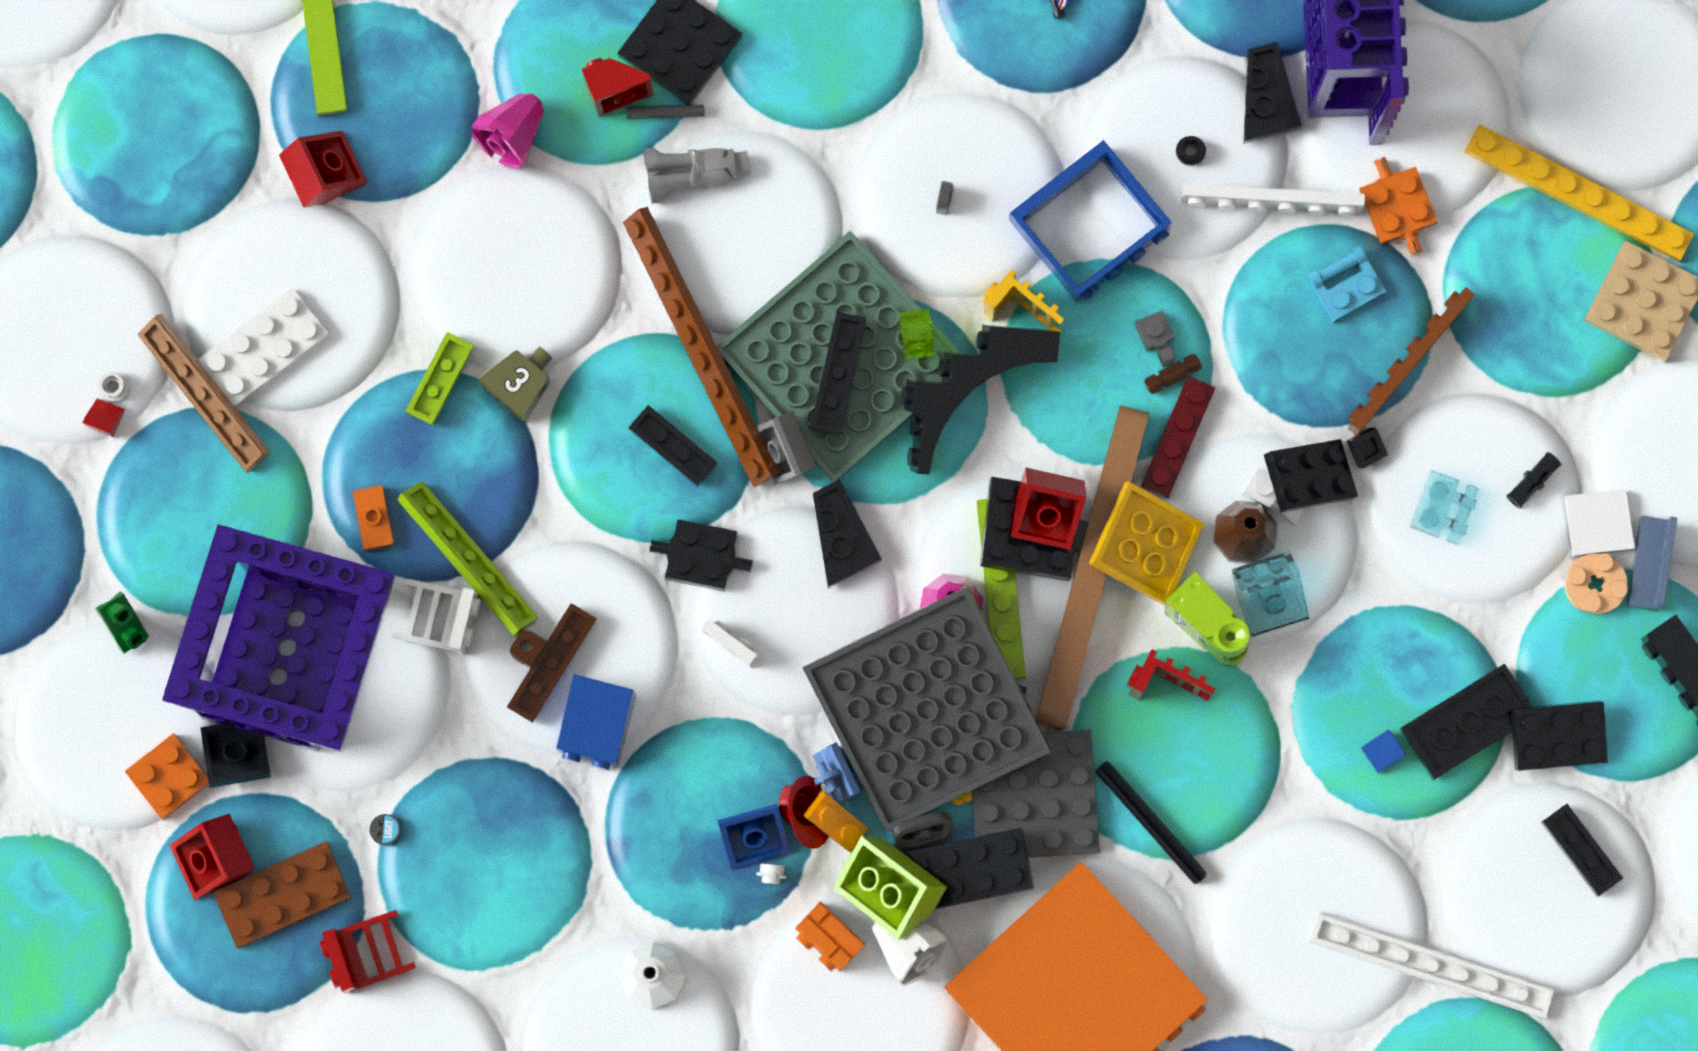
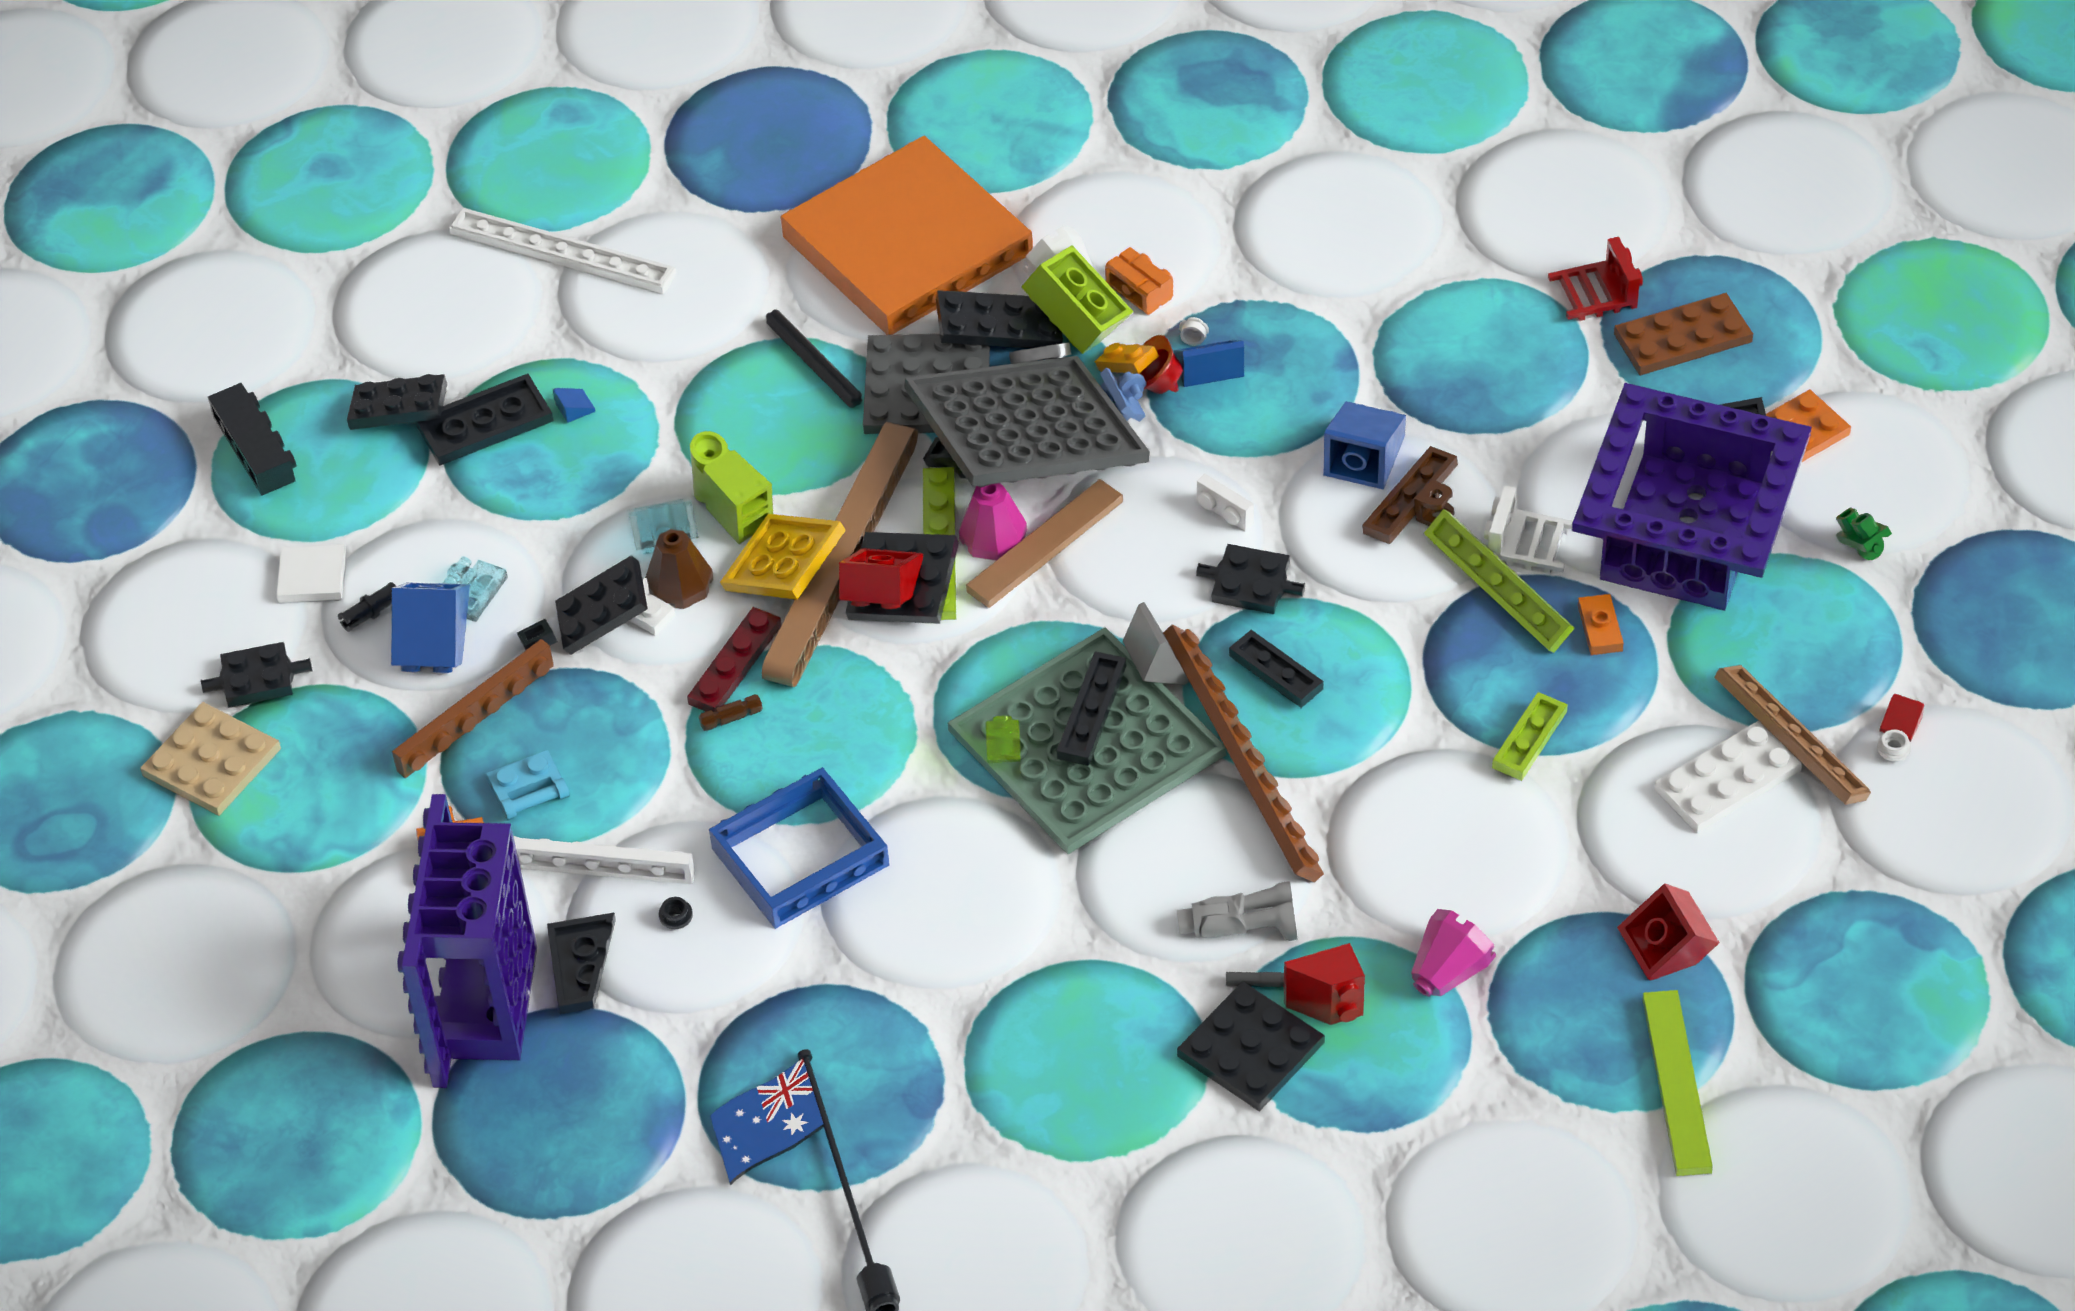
camera: 175 degrees left, 30 degrees down
(212, 856) = (1753, 356): red slope -> none
(385, 829) = (1581, 378): tile -> none
(518, 381) = (1444, 727): olive torso -> none
(664, 986) = (1314, 256): white cone -> none
(843, 537) = (1099, 586): black wing -> none
(908, 580) = (1044, 543): none -> medium nougat tile
(944, 197) = (957, 879): dark grey tile -> none
(962, 373) = (915, 721): black arch -> none
(1009, 288) = (894, 772): yellow plate -> none
(1152, 665) = (793, 453): red plate -> none
(1156, 334) = (742, 749): flat silver plate -> none
(1470, 447) = (428, 625): none -> blue slope
(1579, 193) = (256, 859): yellow plate -> none
(1582, 850) = (397, 322): black plate -> none
(1613, 586) = (333, 509): light nougat plate -> none
(1624, 396) = (256, 674): none -> black plate
(1652, 563) = (264, 535): sand blue panel -> none

